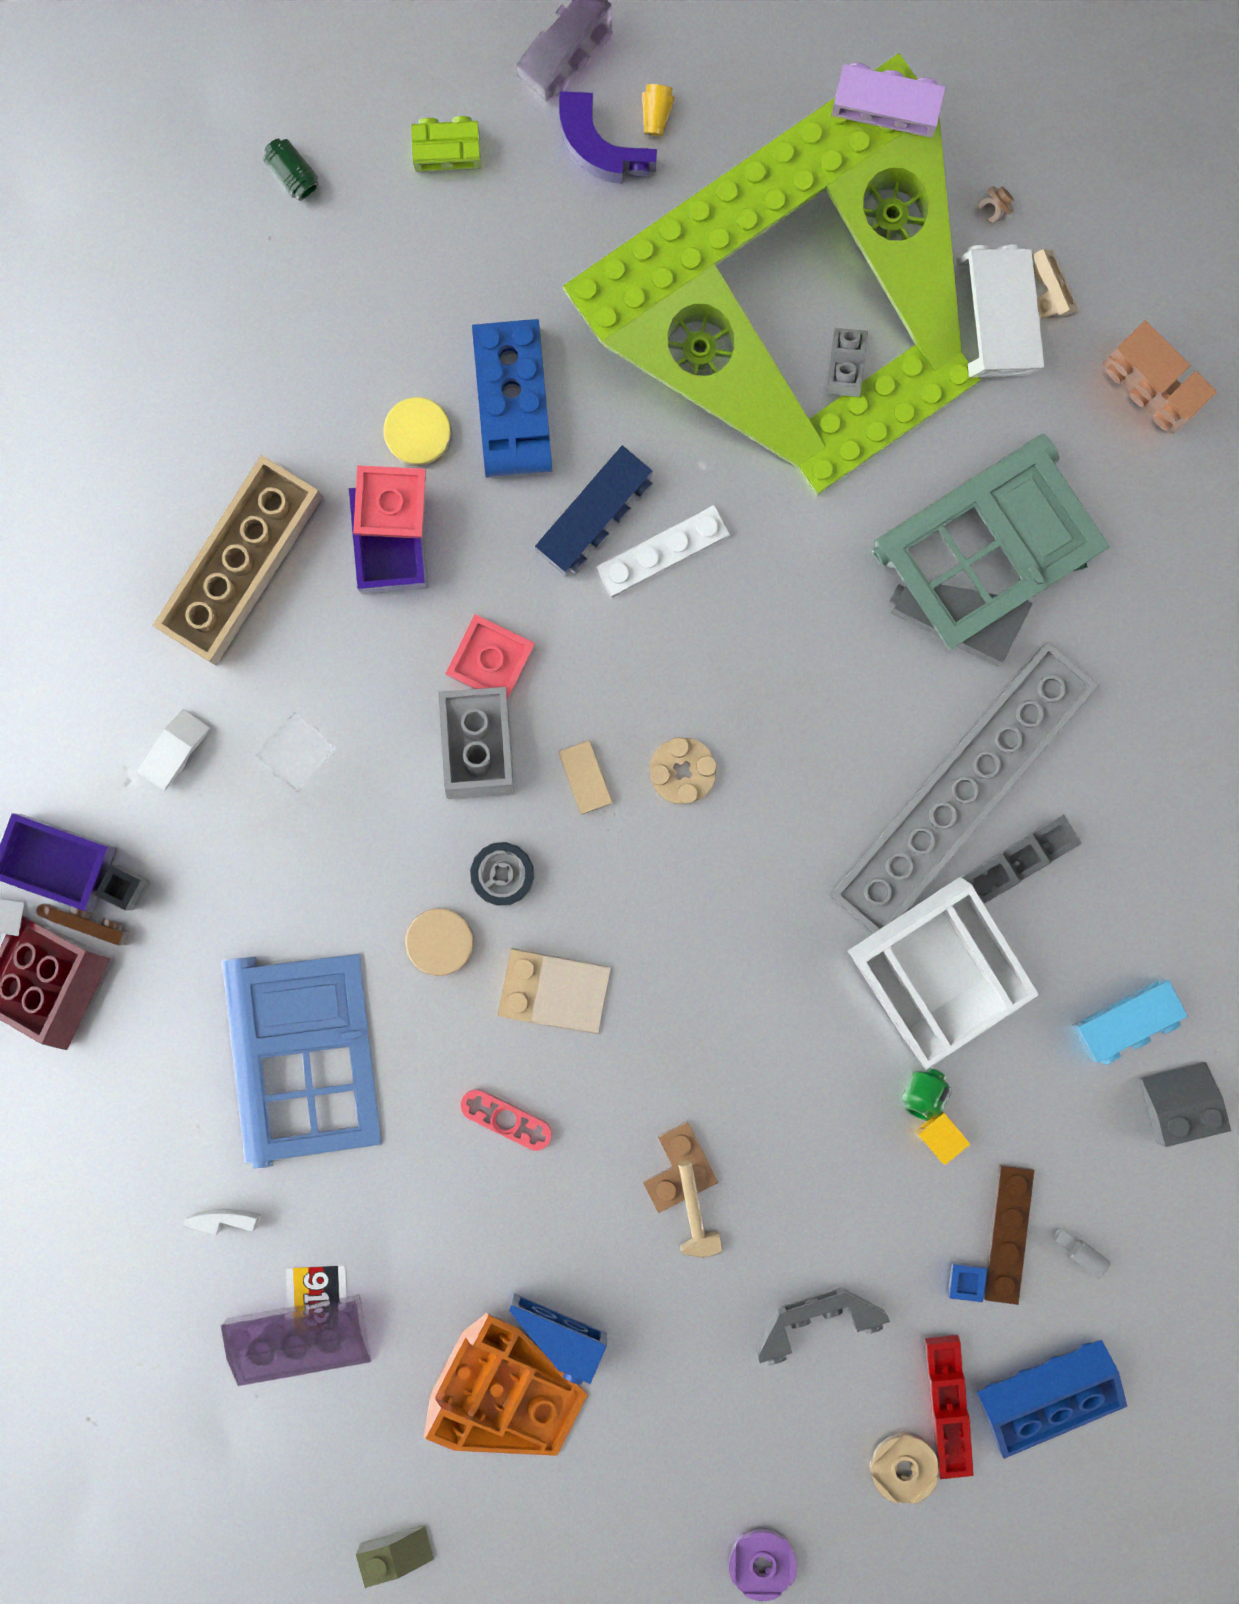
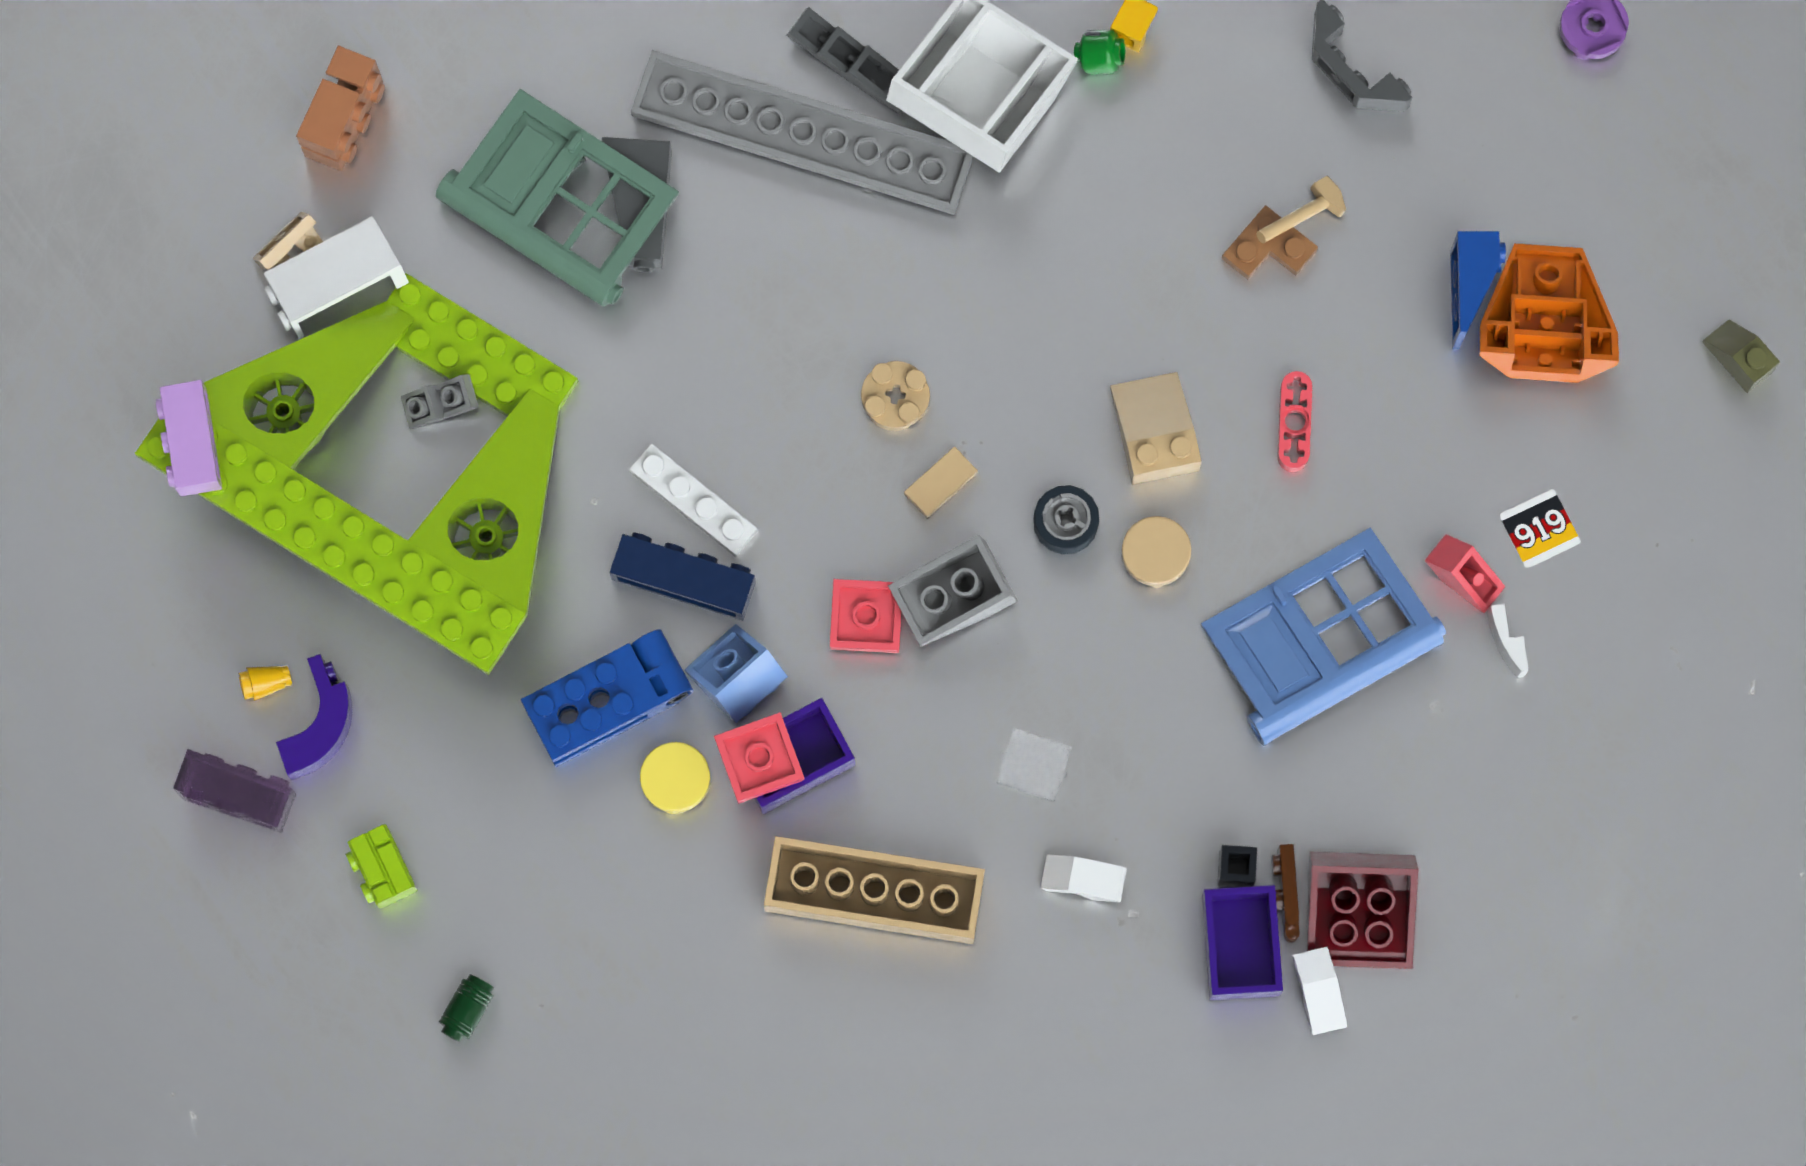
camera: 110 degrees left, 10 degrees down
(296, 1340) = (1586, 525): clear purple slope -> none
(301, 1210) = (1465, 572): none -> coral slope
(487, 522) = (736, 673): none -> light blue slope
(1001, 200) = (223, 325): medium nougat plate -> none

